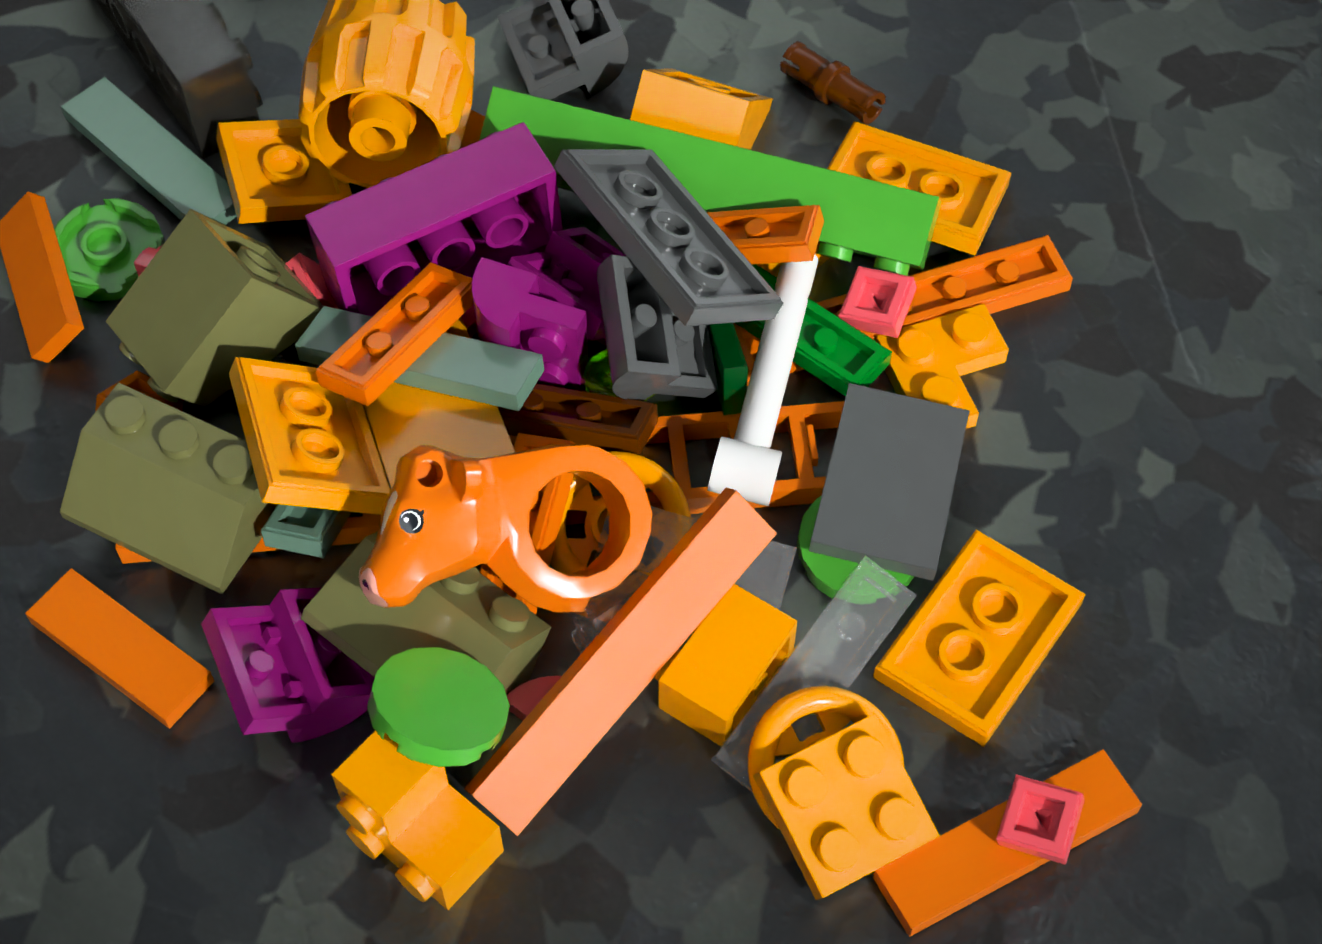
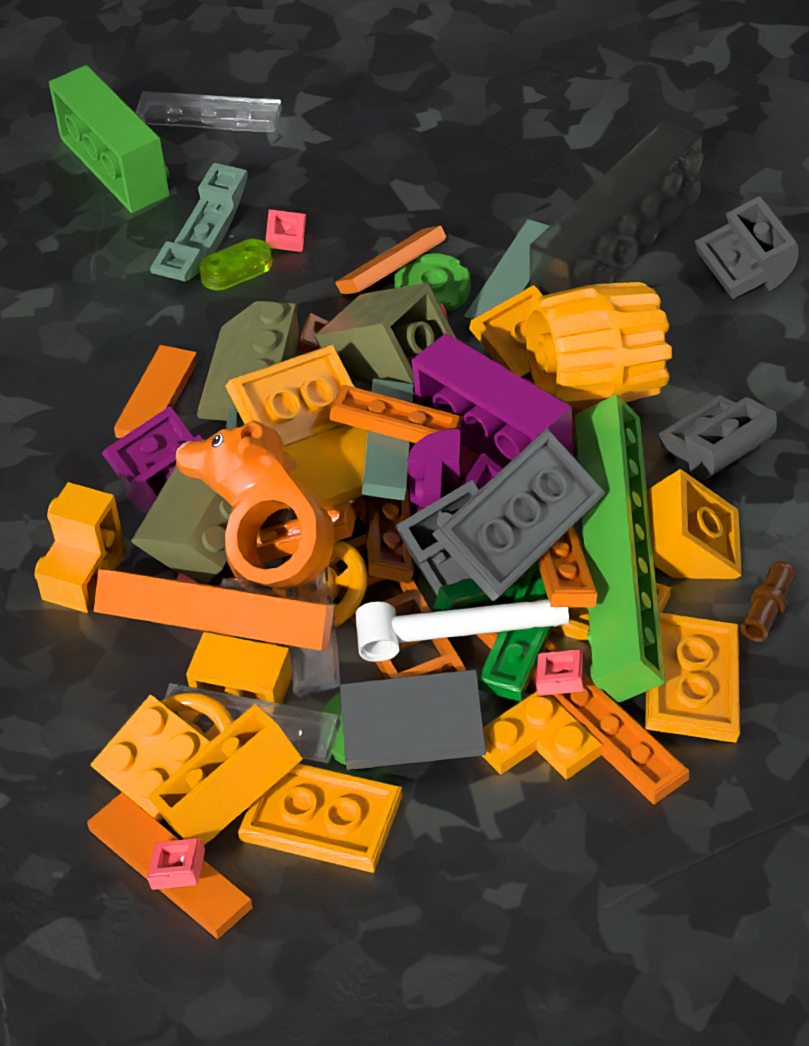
camera: 75 degrees right, 10 degrees down
(438, 706) = (126, 513): bright green tile -> none
(929, 715) = (225, 776): none -> light orange brick

